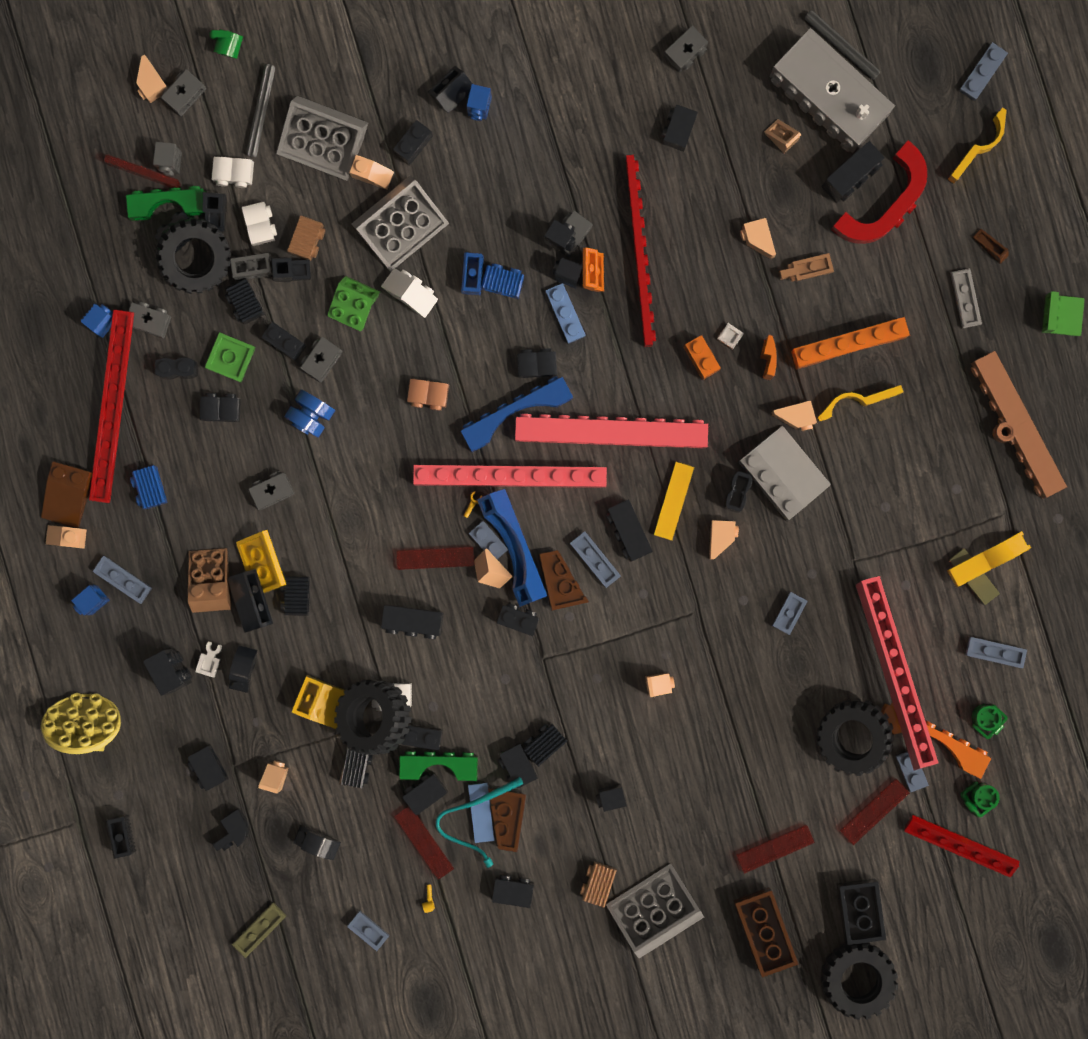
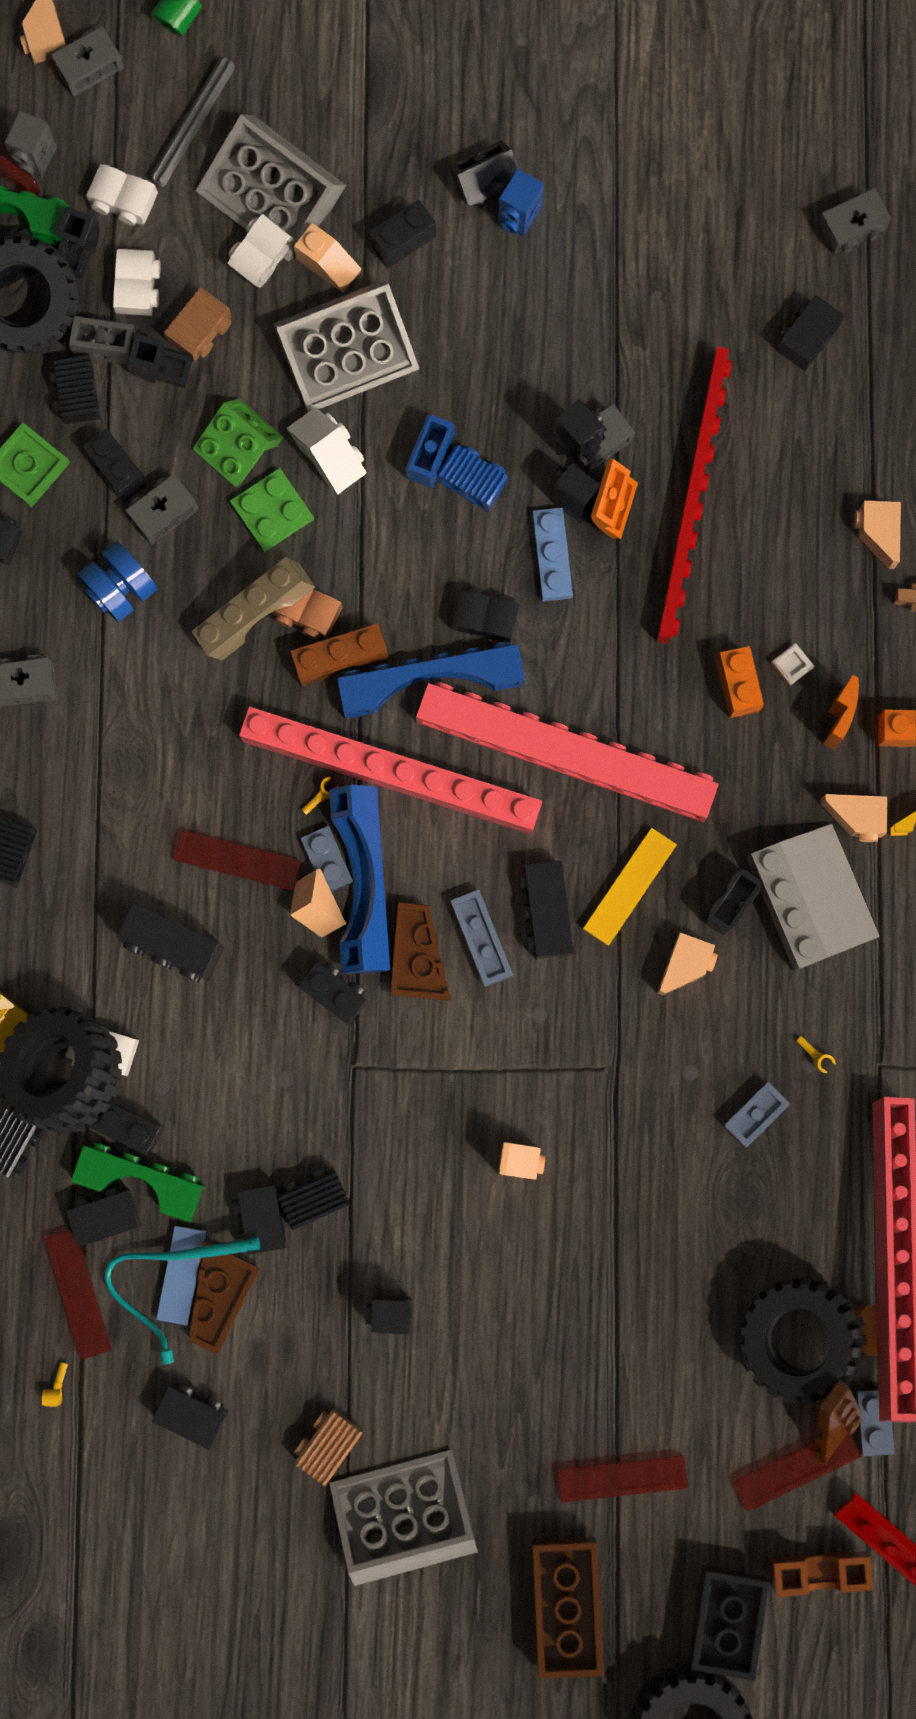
camera: 15 degrees right, 5 degrees down
(329, 180) = (260, 250): none -> white brick
(387, 338) = (272, 510): none -> bright green plate
(403, 394) = (273, 590): none -> dark tan arch
(456, 415) = (325, 657): none -> dark orange arch
(813, 566) = (815, 1054): none -> yellow hand
(888, 776) = (836, 1418): none -> reddish brown wing
(909, 864) = (821, 1571): none -> dark orange arch

